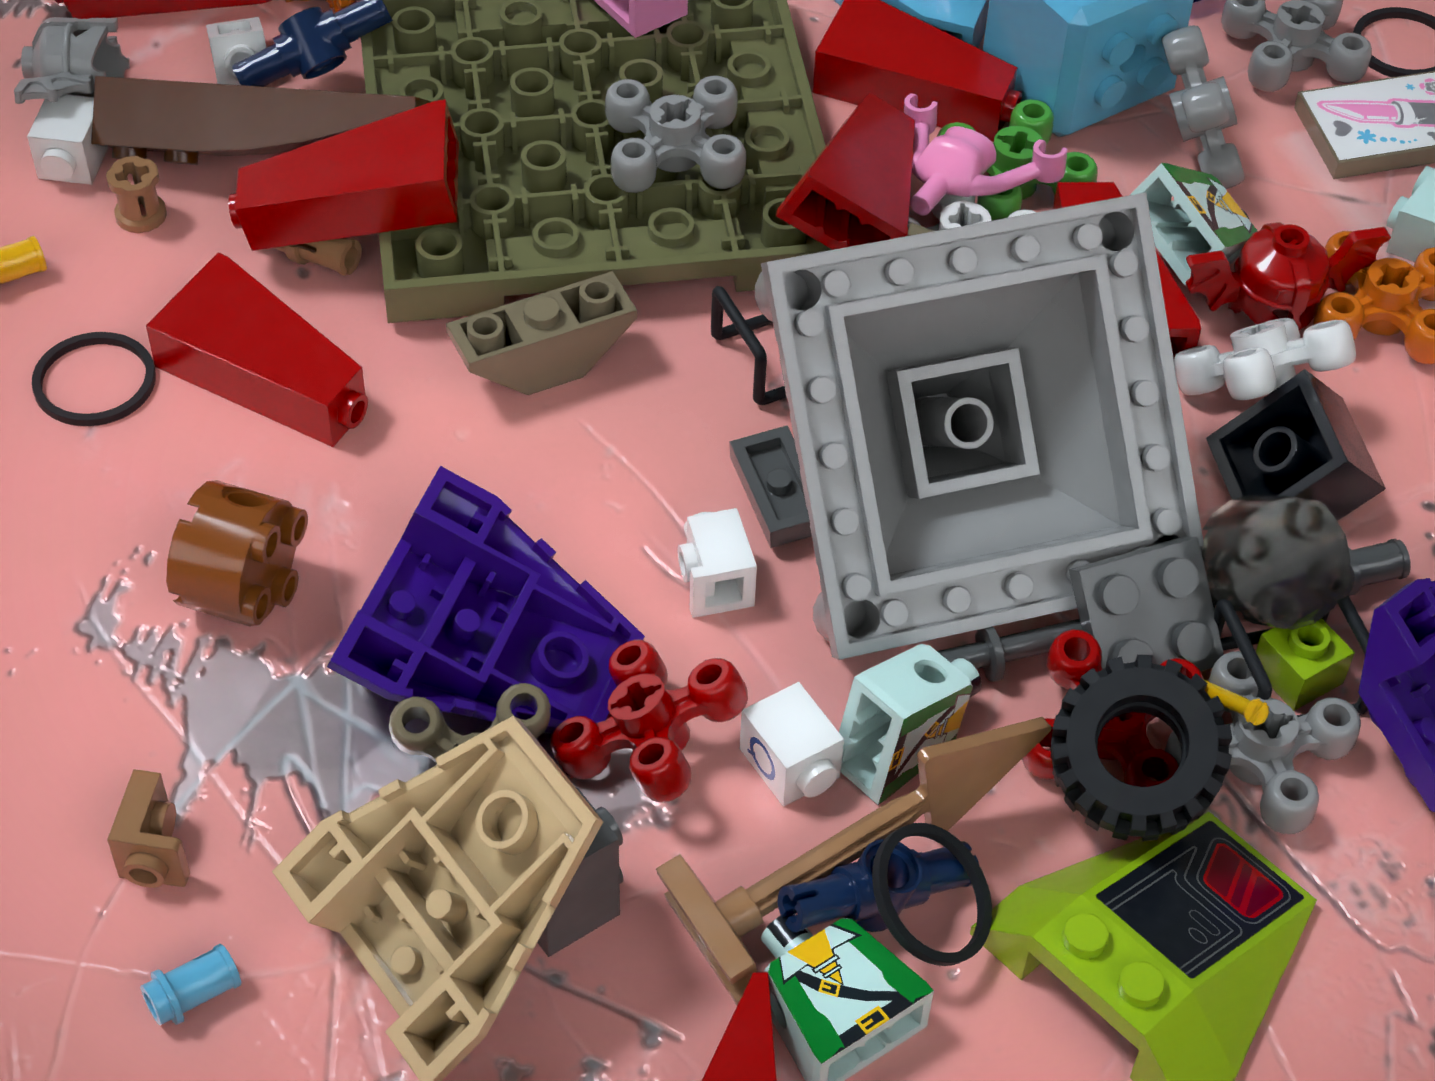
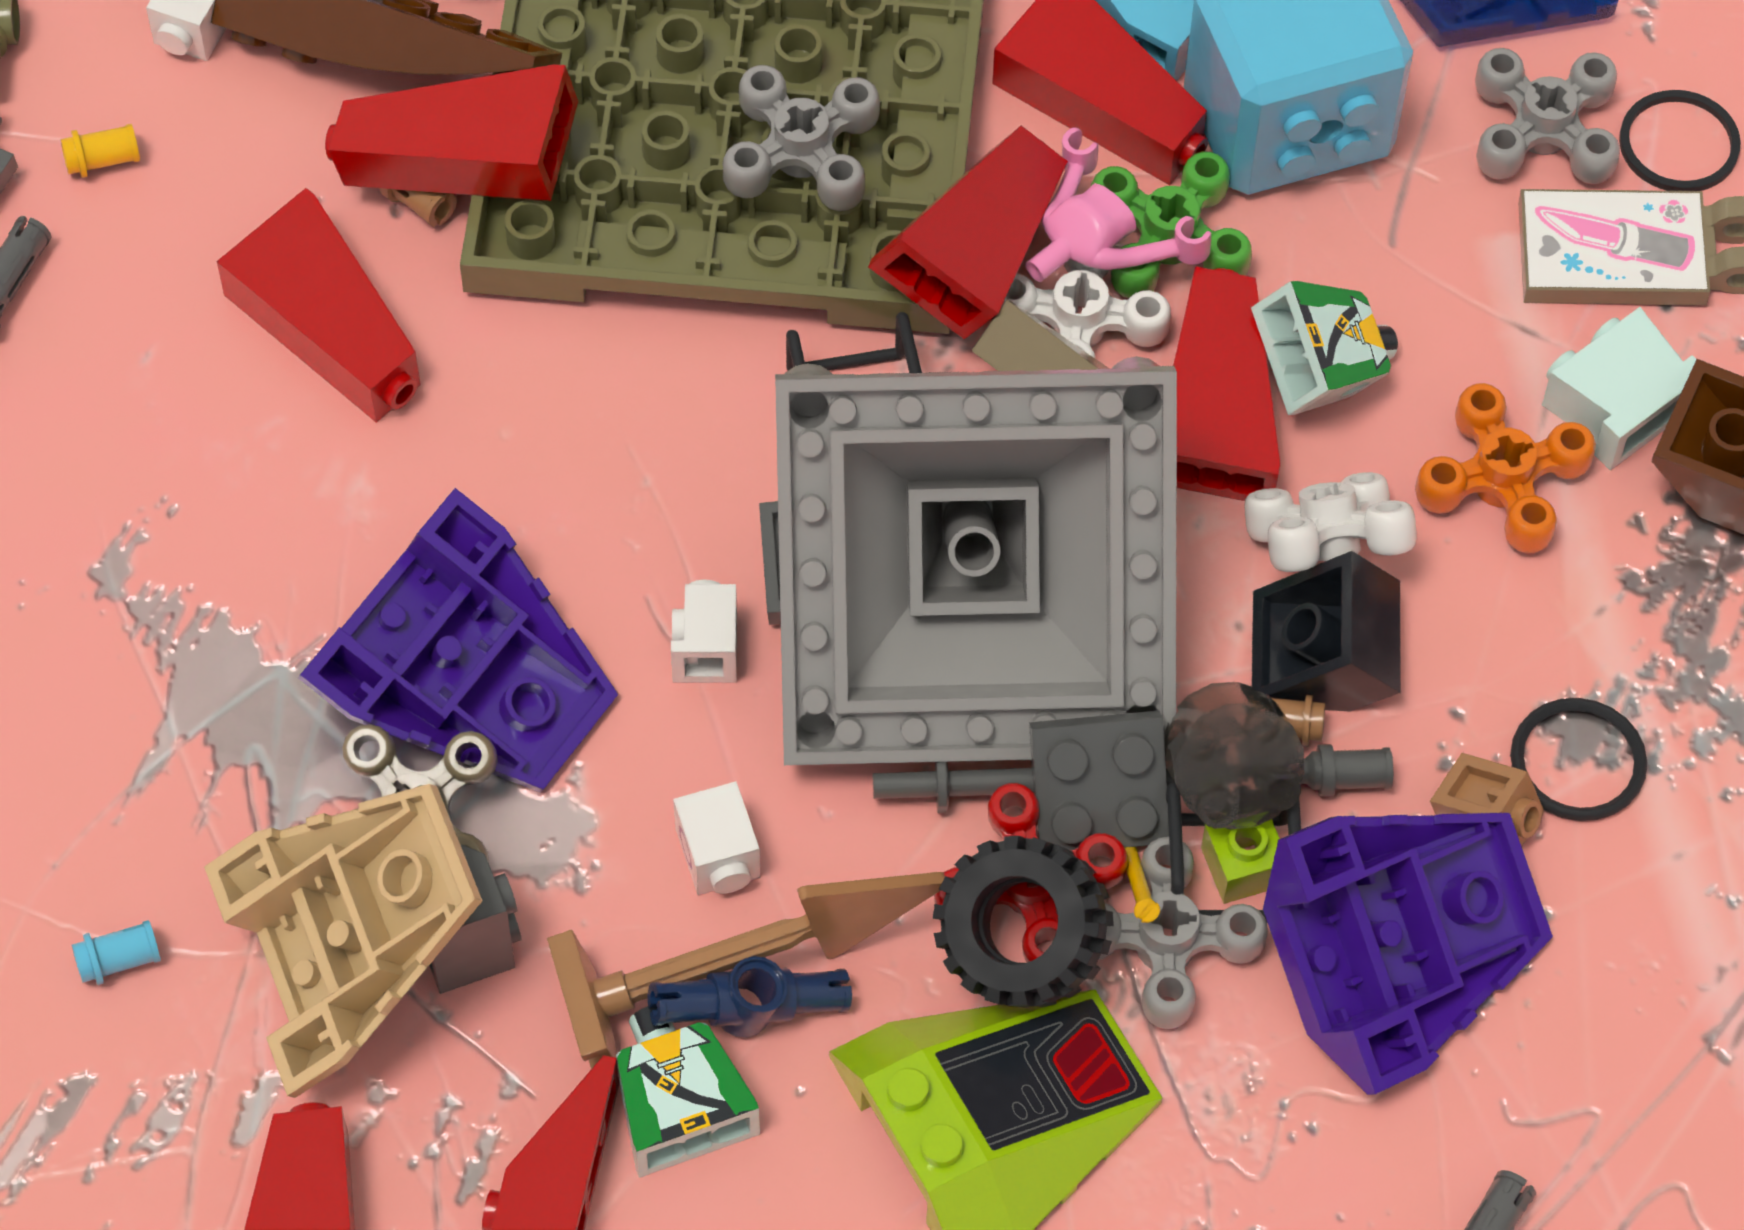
camera: 15 degrees right, 10 degrees up
(100, 418) = (164, 344): black piece -> none
(143, 192) = (235, 93): medium nougat bush -> none
(143, 835) = (103, 799): medium nougat bracket -> none
(235, 553) = (246, 536): dark orange brick -> none
(545, 336) = (607, 346): dark tan slope -> none
(649, 720) = (587, 788): red gear -> none
(888, 912) = (735, 1024): black piece -> none
(897, 712) = (829, 833): light aqua torso -> none
(1203, 105) = (1385, 205): light grey gear -> none
(1281, 271) = (1394, 423): red helmet -> none

